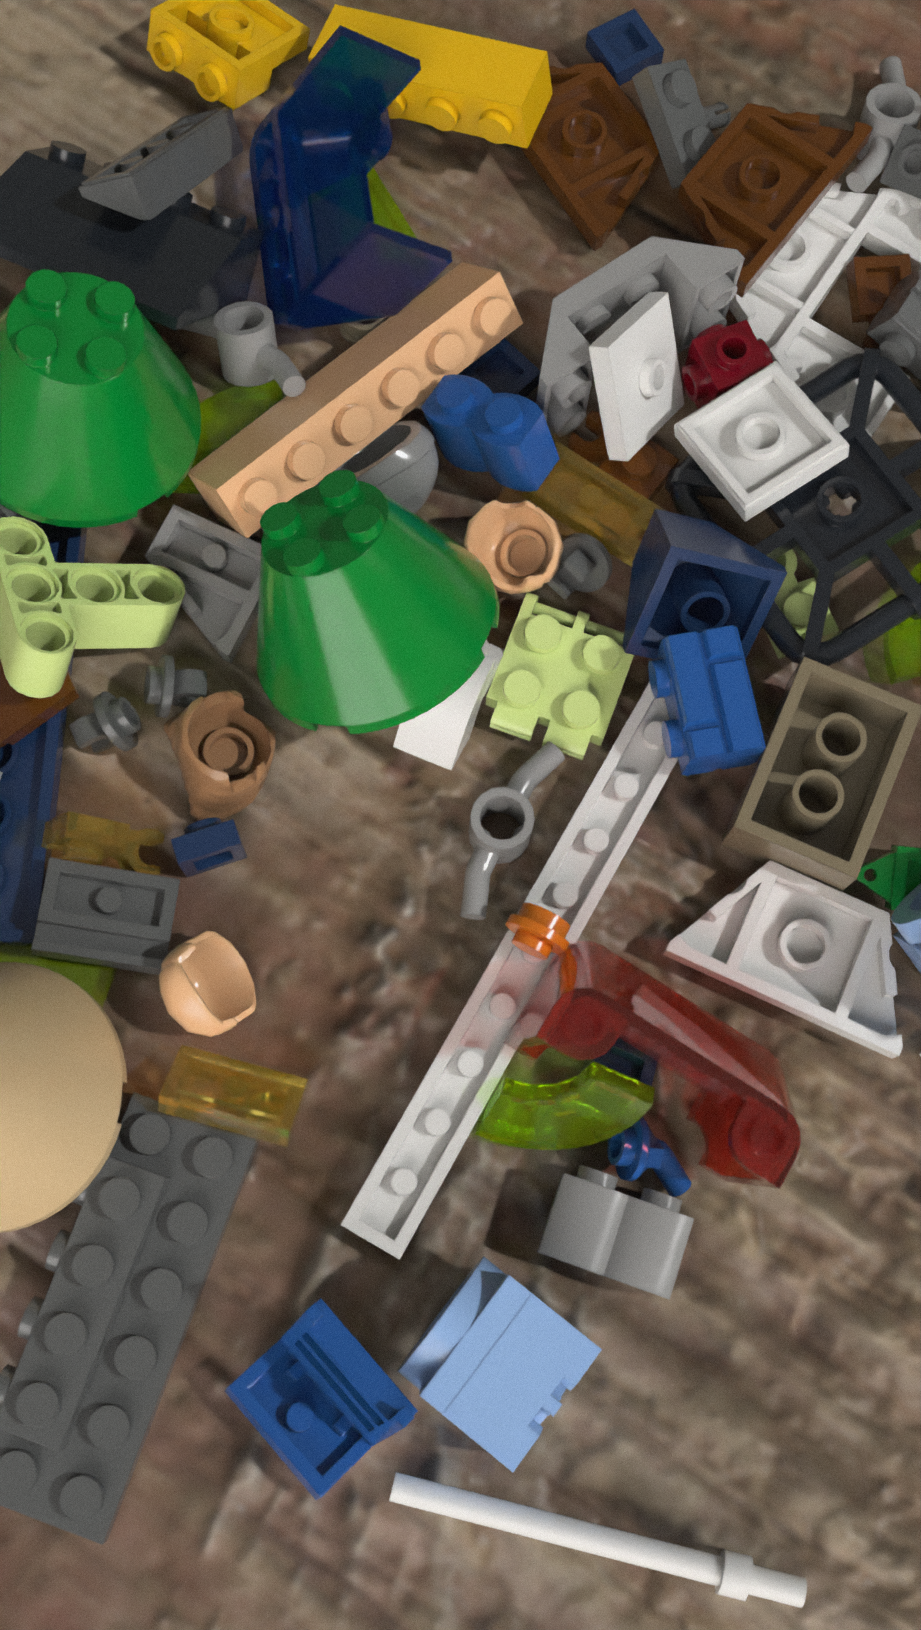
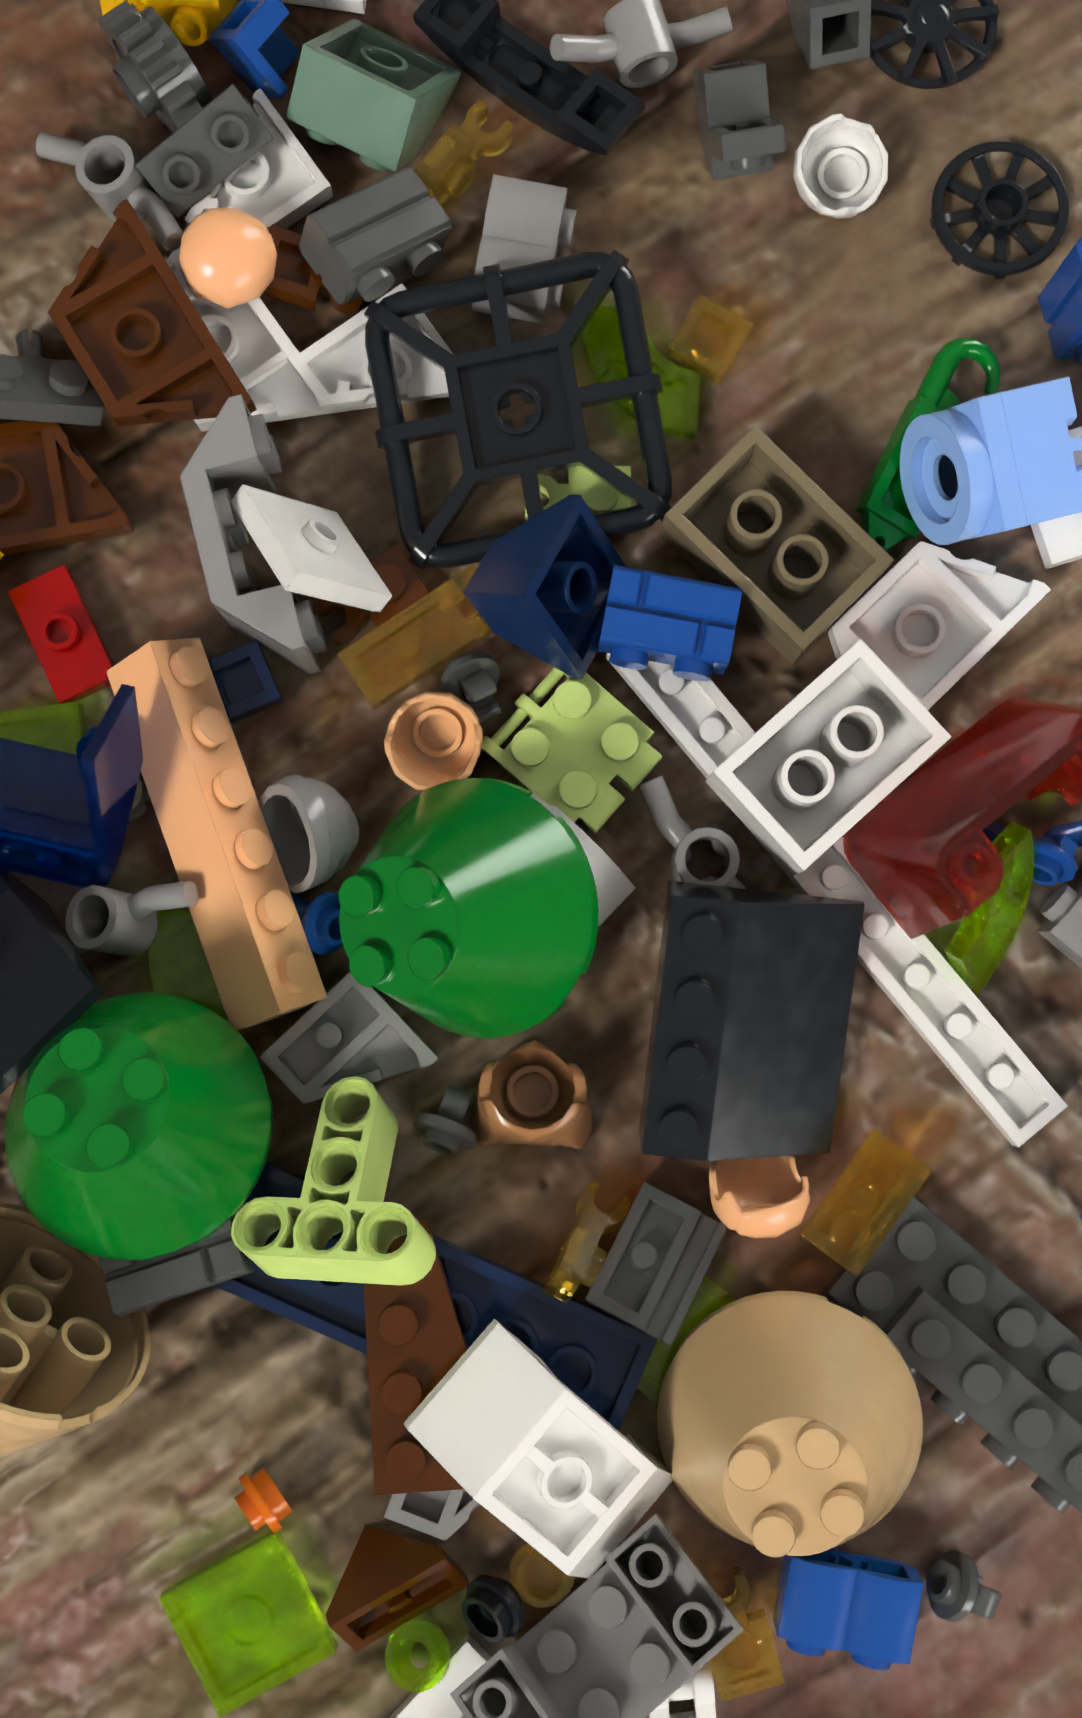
camera: 65 degrees left, 10 degrees up
(111, 724) = (463, 1191): dark grey plate -> none
(208, 846) = (621, 1143): dark blue plate -> none
(362, 912) = (748, 1023): none -> black slope
(486, 222) = (63, 634): none -> red plate
(491, 432) = (311, 713): blue brick -> none
(538, 931) = (831, 870): orange plate -> none
(642, 883) = (827, 758): none -> white brick
(721, 360) = (332, 477): dark red brick -> none
(761, 440) = (427, 459): white plate -> none
(863, 224) = (227, 257): none -> light nougat hair

